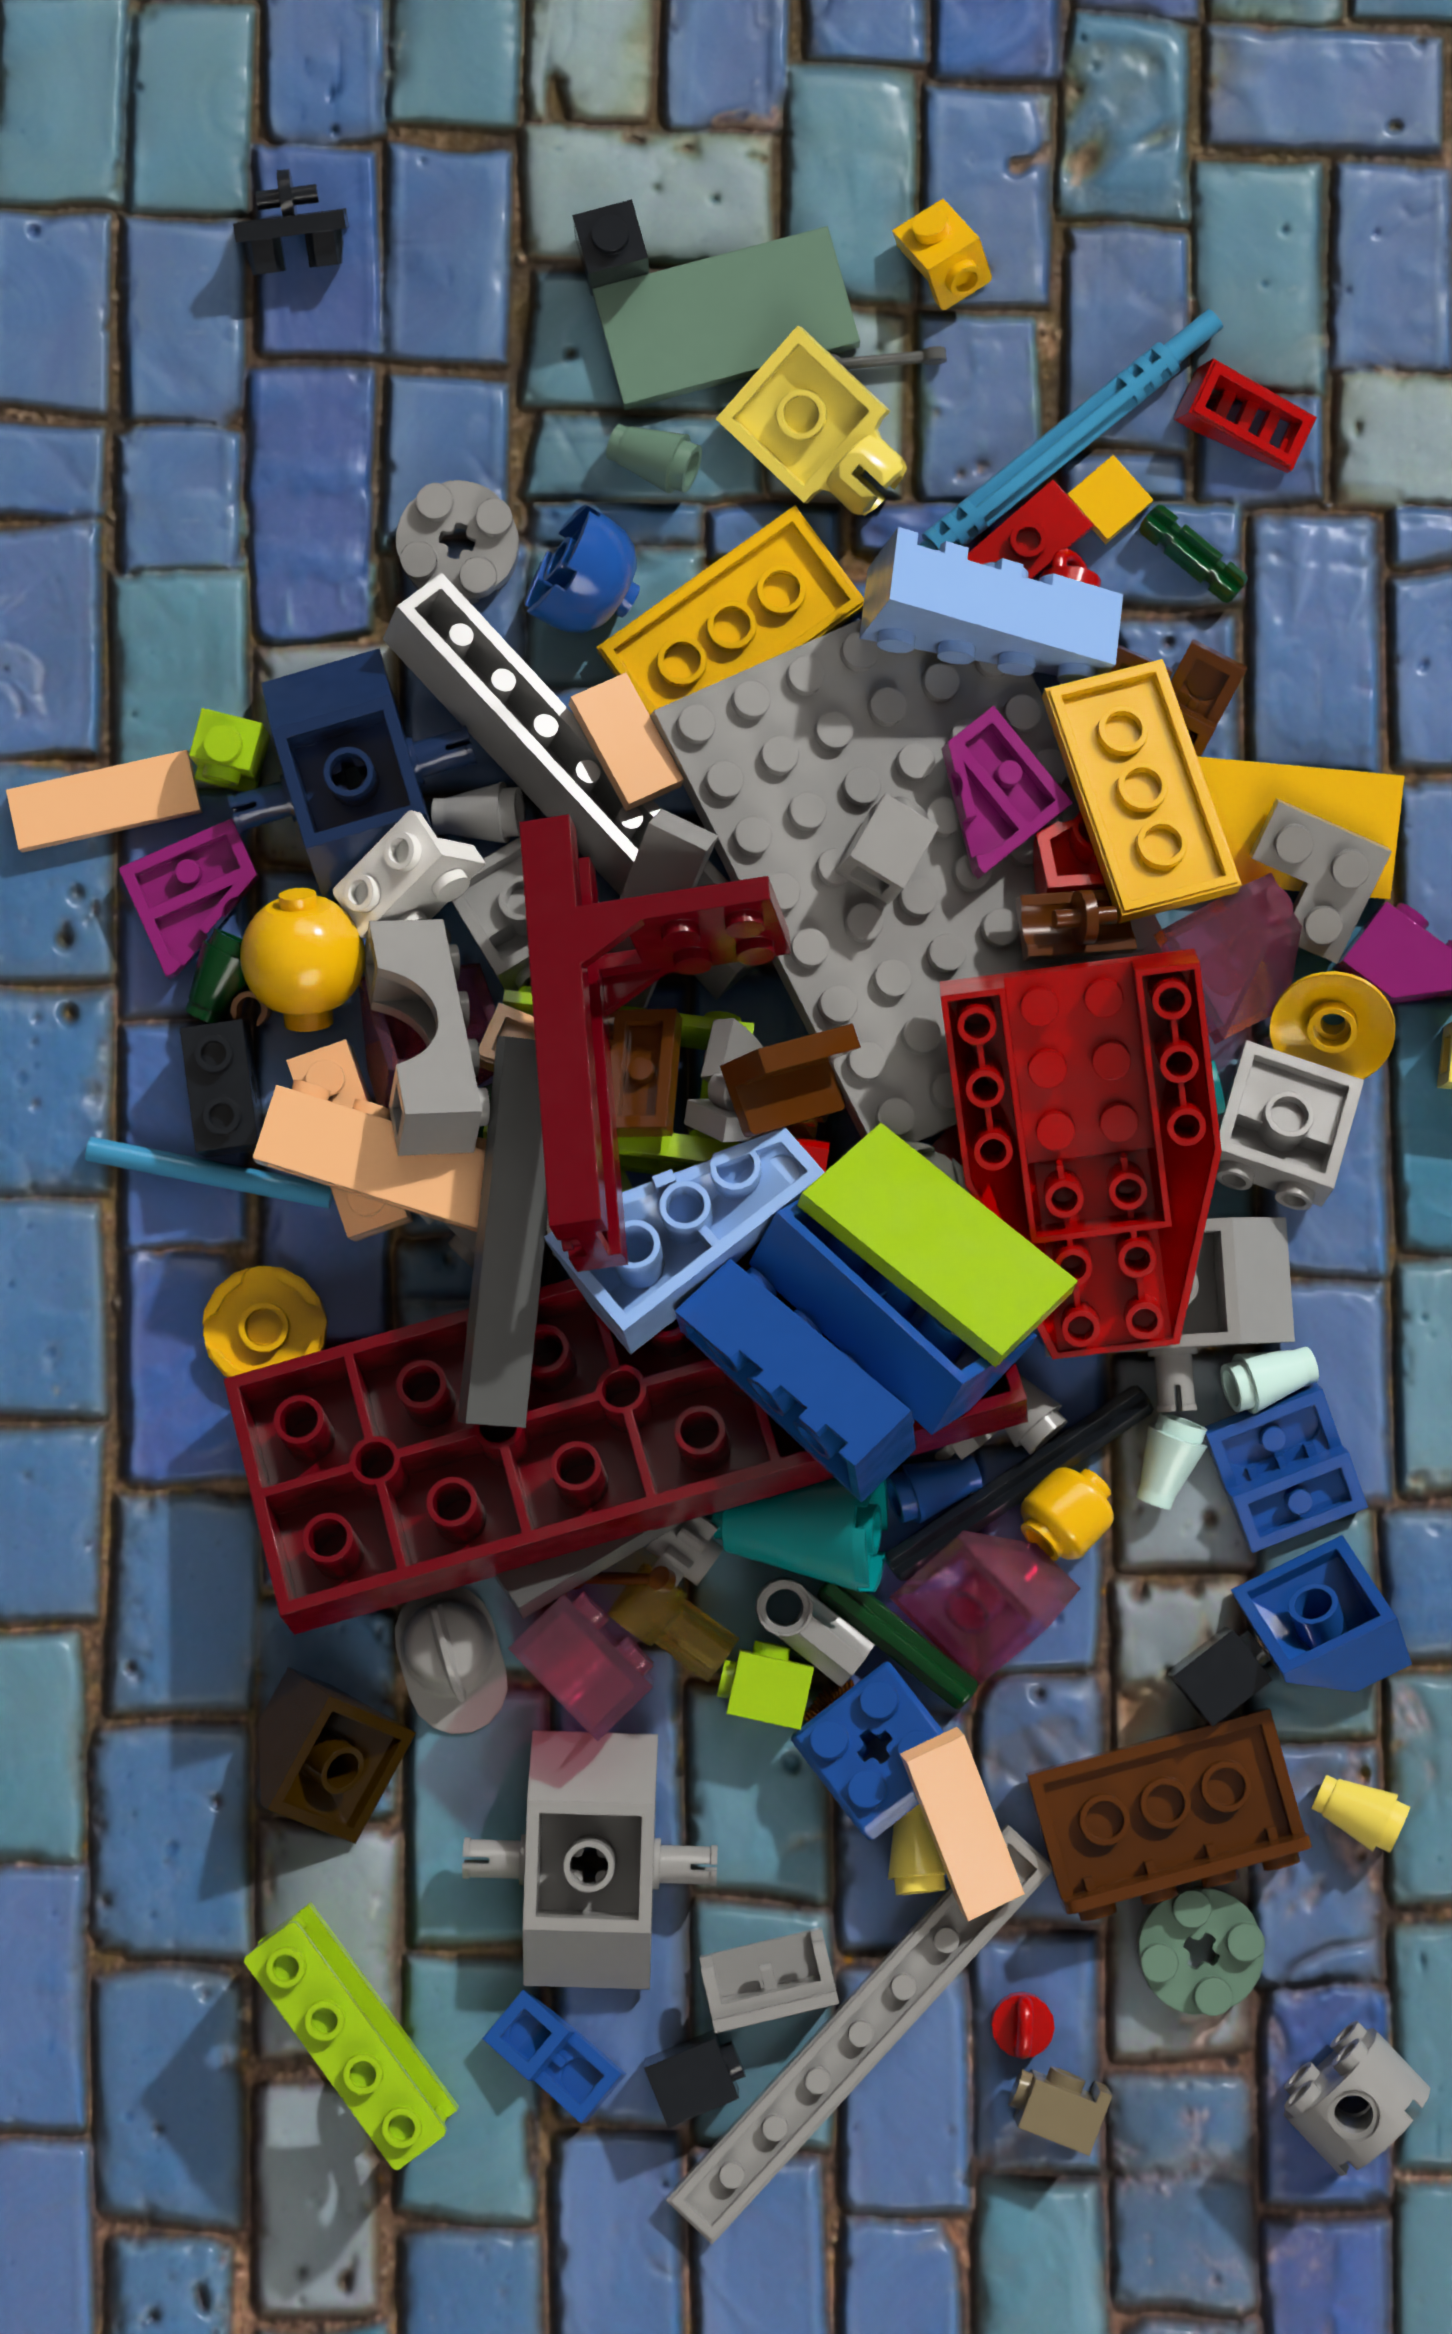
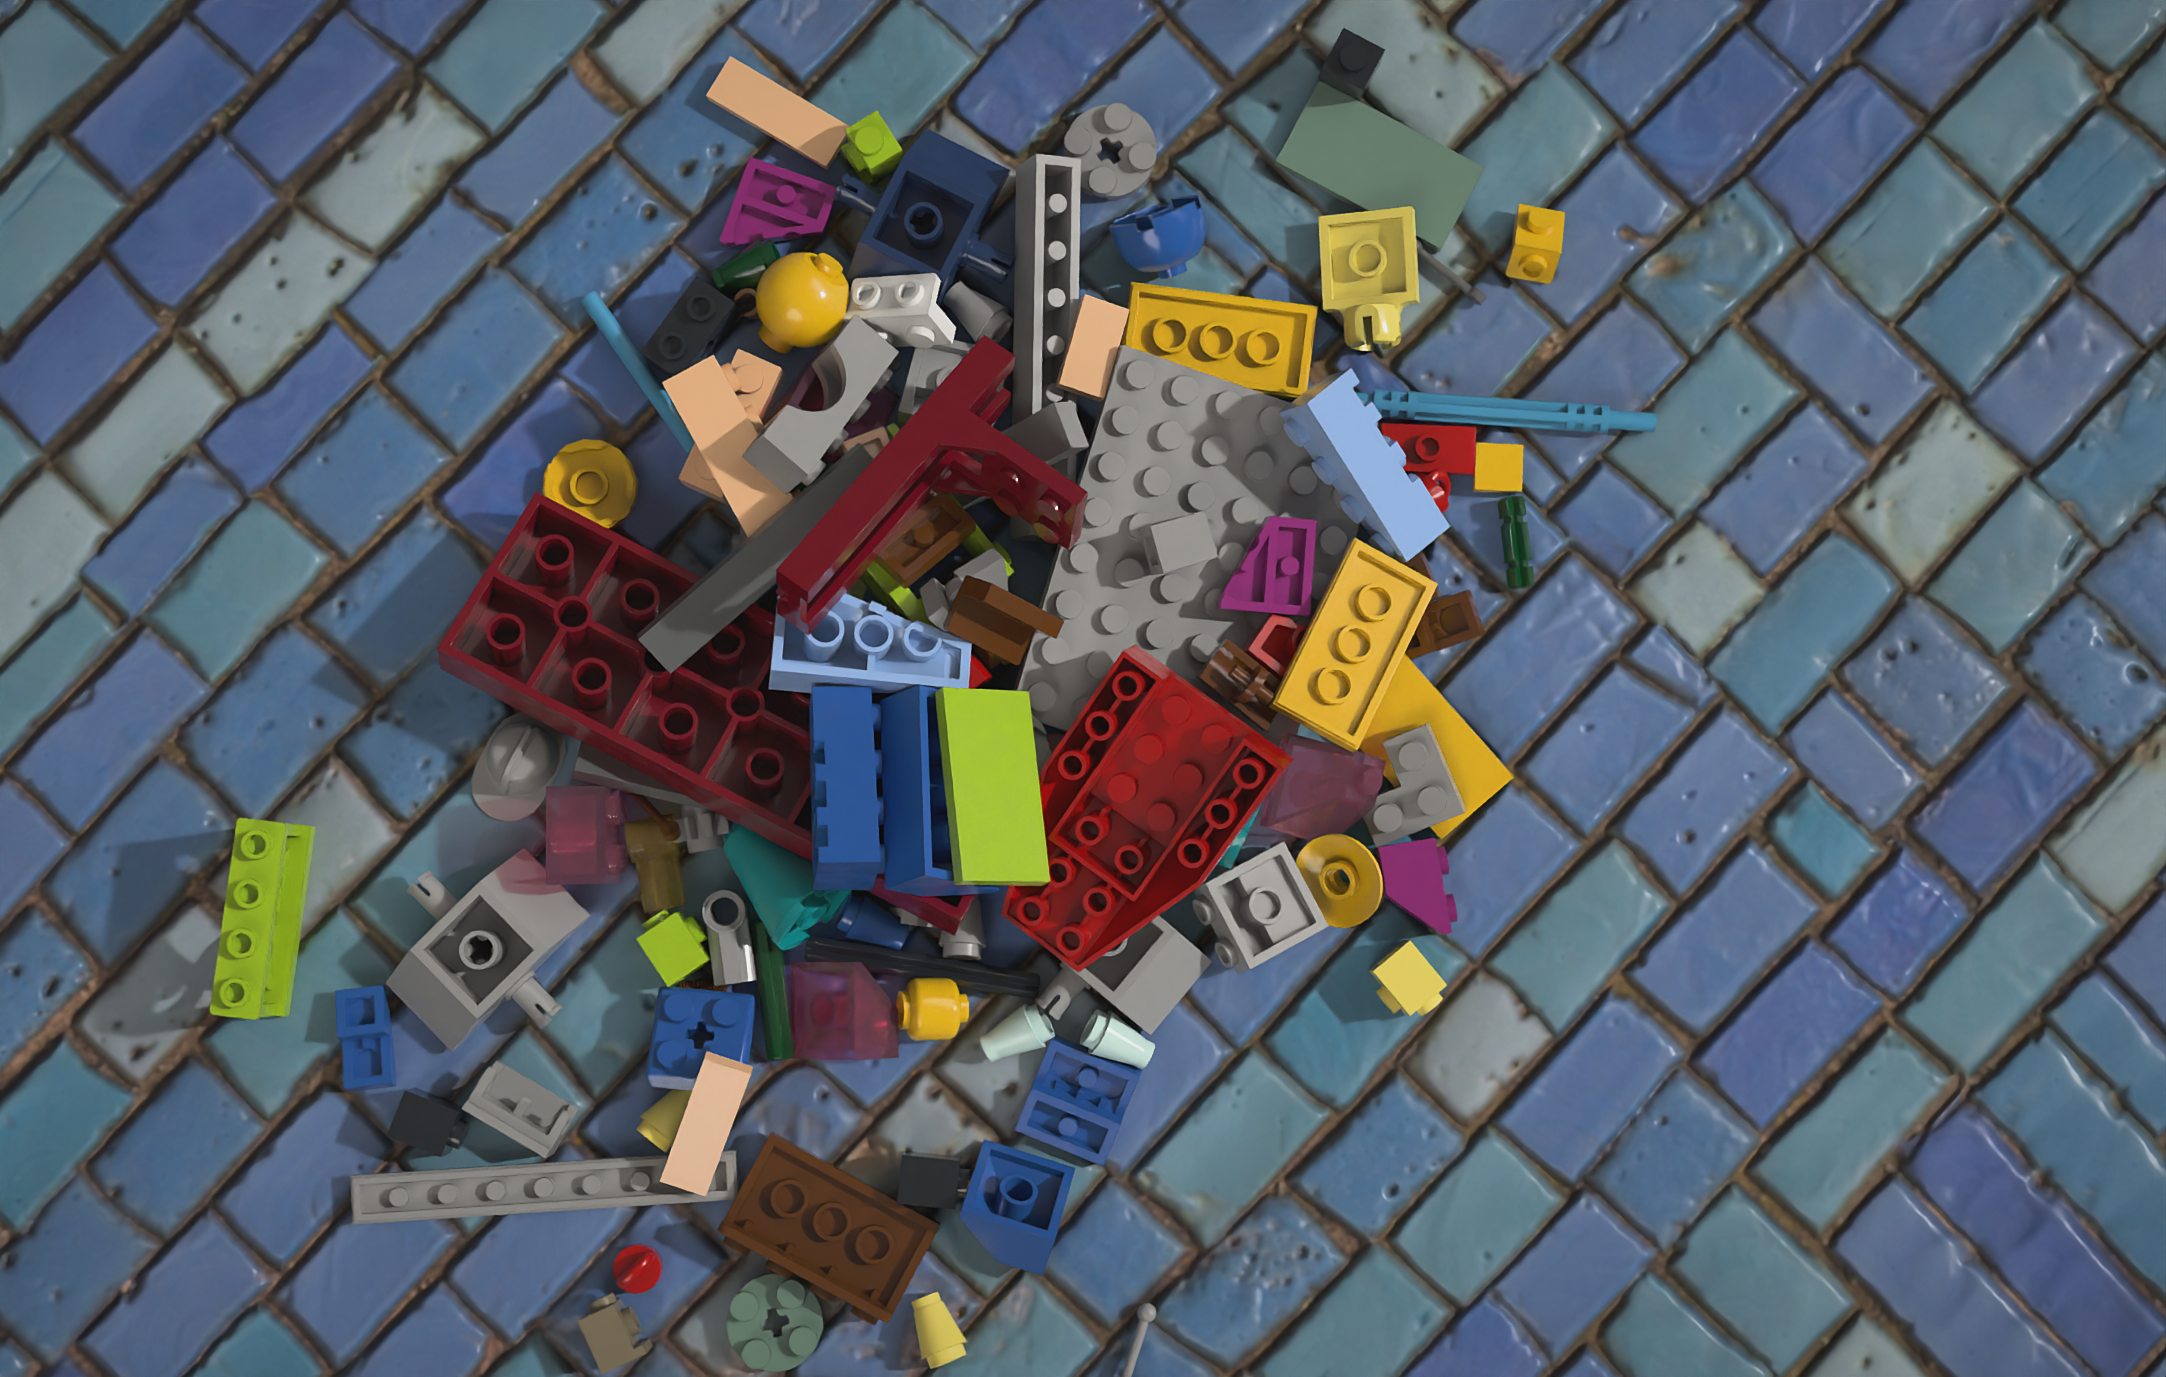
camera: 40 degrees right, 0 degrees up
(326, 1755) = (397, 753): dark brown slope -> none
(657, 456) = (1266, 208): sand green cone -> none
(1235, 435) = (1597, 481): red slope -> none

